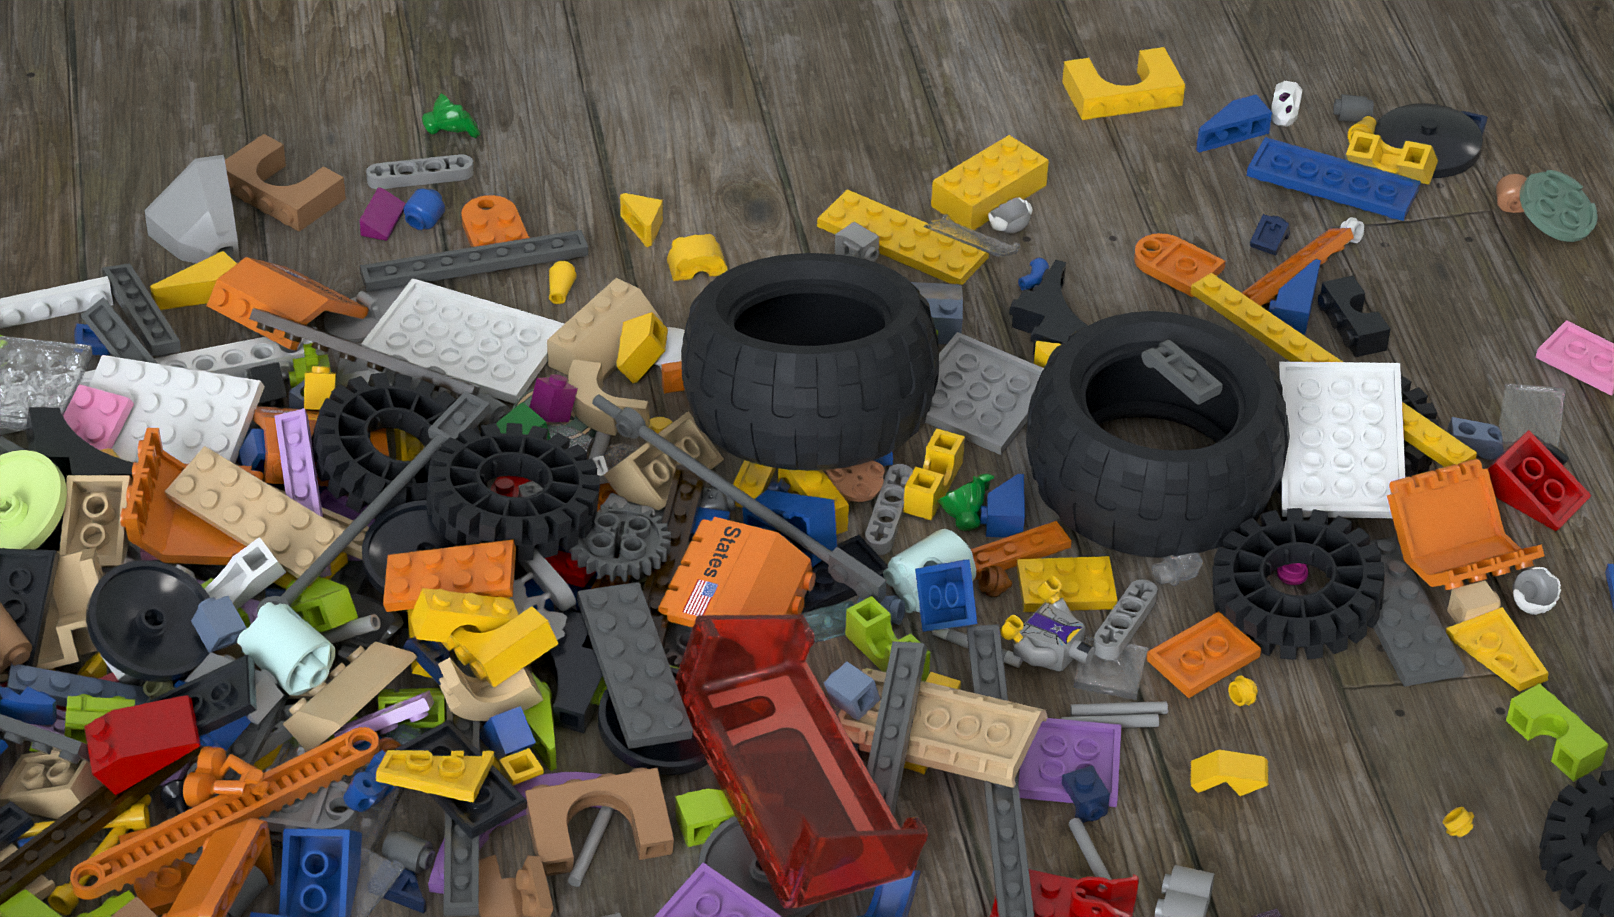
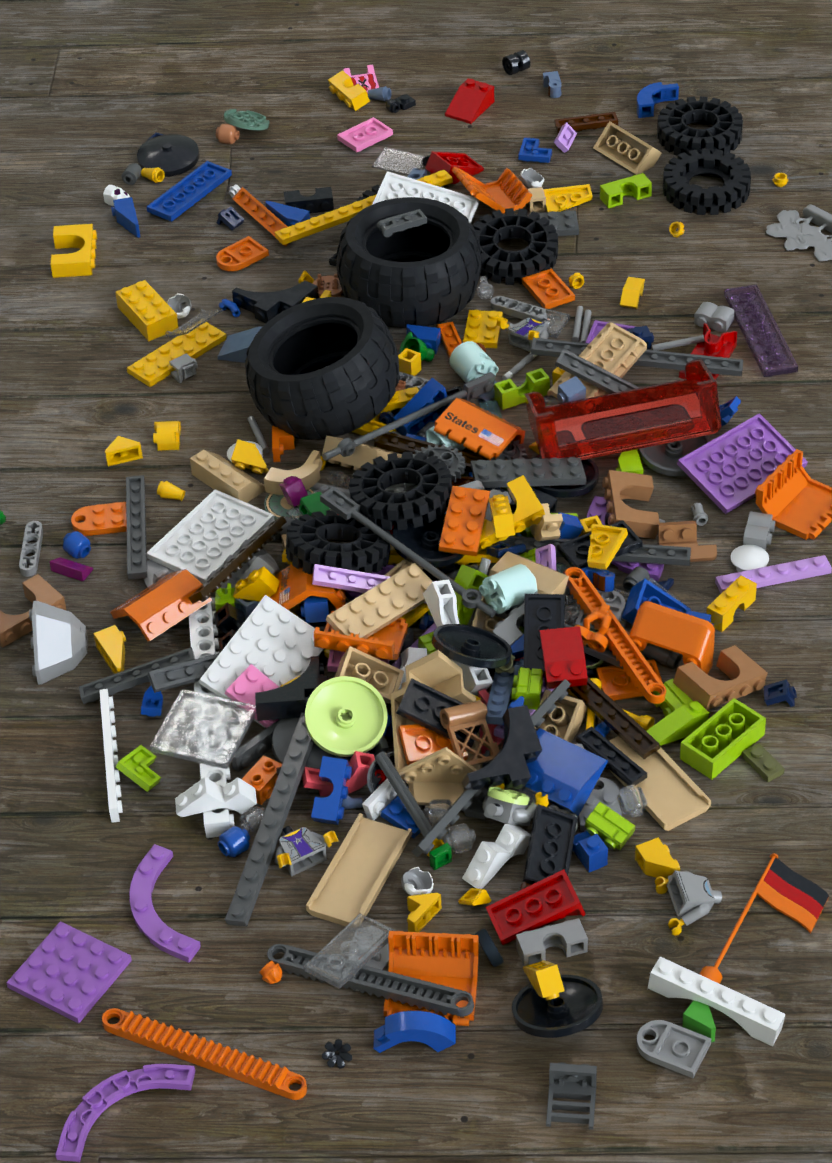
camera: 75 degrees left, 0 degrees up
(218, 623) = (479, 619): sand blue brick -> none
(946, 596) = (514, 345): blue slope -> none
(1413, 161) = (196, 157): yellow arch -> none

